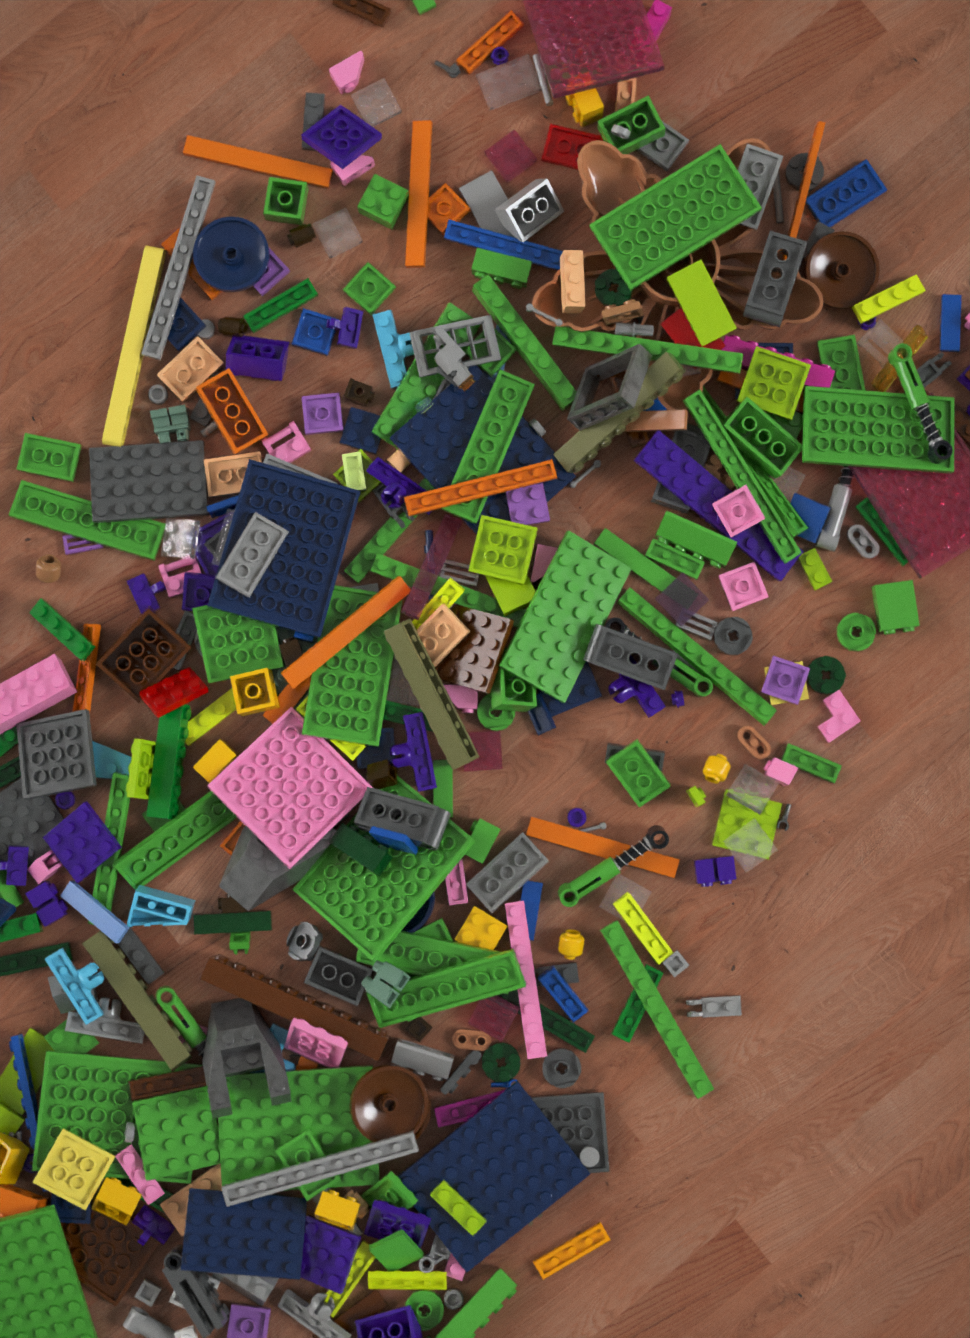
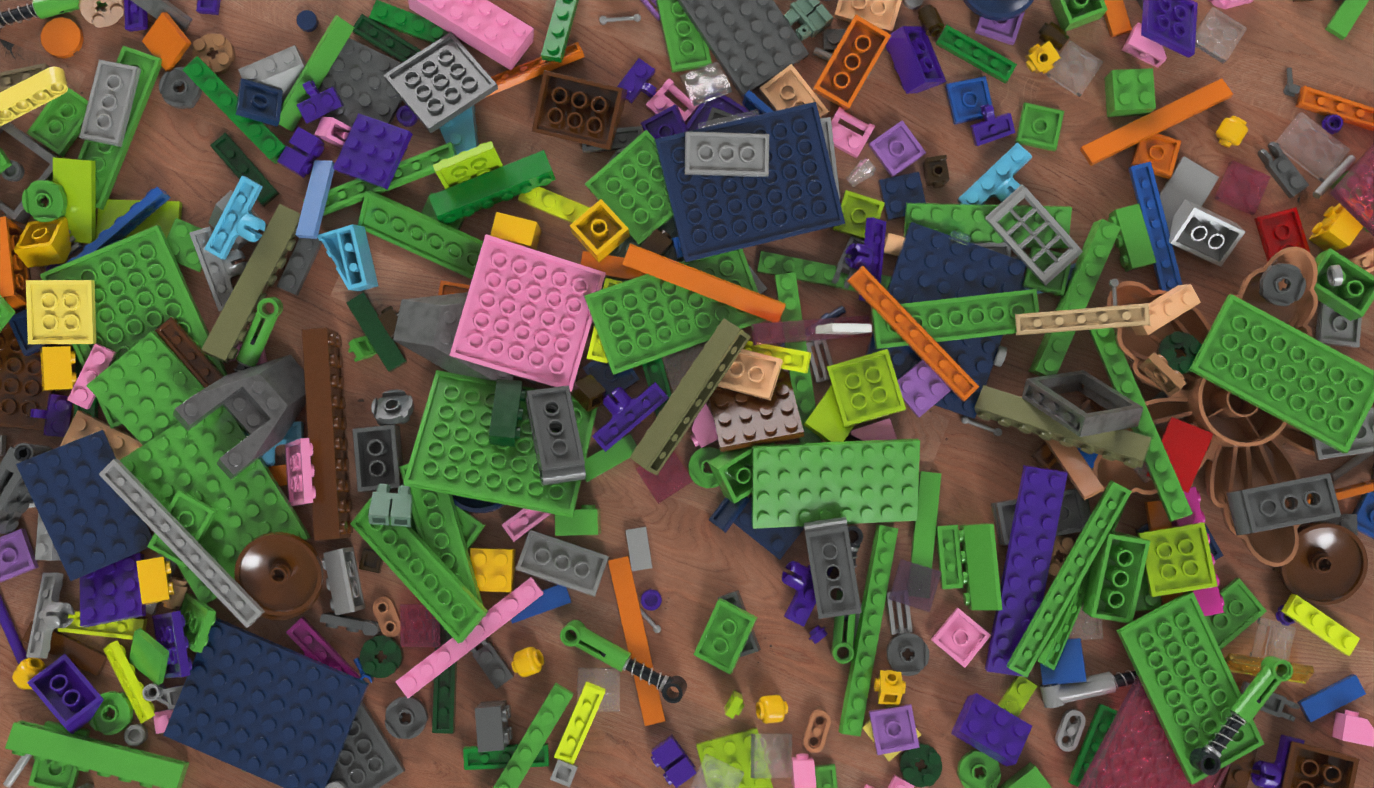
camera: 55 degrees right, 0 degrees up
(77, 592) = (603, 20): none -> light grey hinge
(129, 1132) = (124, 344): light grey tile -> none
(173, 692) = (558, 156): red plate -> none
(319, 250) = (1048, 54): none -> yellow brick
(325, 453) = (861, 172): none -> clear cone
(354, 471) = (860, 207): yellowish green tile -> none
(393, 840) = (530, 438): blue tile -> none
(445, 540) = (843, 328): none -> white tile
(449, 361) = (1016, 236): light grey plate -> none
(458, 1207) = (217, 694): lime plate -> none
(460, 139) = (1231, 131): none -> yellow head
(515, 116) = (1283, 170): none -> dark grey hinge
(530, 804) = (639, 548): none -> light grey tile
(544, 349) = (1083, 319): none -> tan tile
(563, 993) = (476, 680): blue tile -> none
(606, 999) = (493, 725): none -> dark grey brick
(615, 178) = (1273, 275): none -> dark grey plate
(634, 329) = (1150, 393): light grey axle -> none
(701, 303) = (1217, 445): lime tile -> none
(738, 510) = (1033, 594): bright pink plate -> none
(751, 665) = (889, 687): none -> yellow brick
(827, 603) = (991, 729): none -> dark purple brick

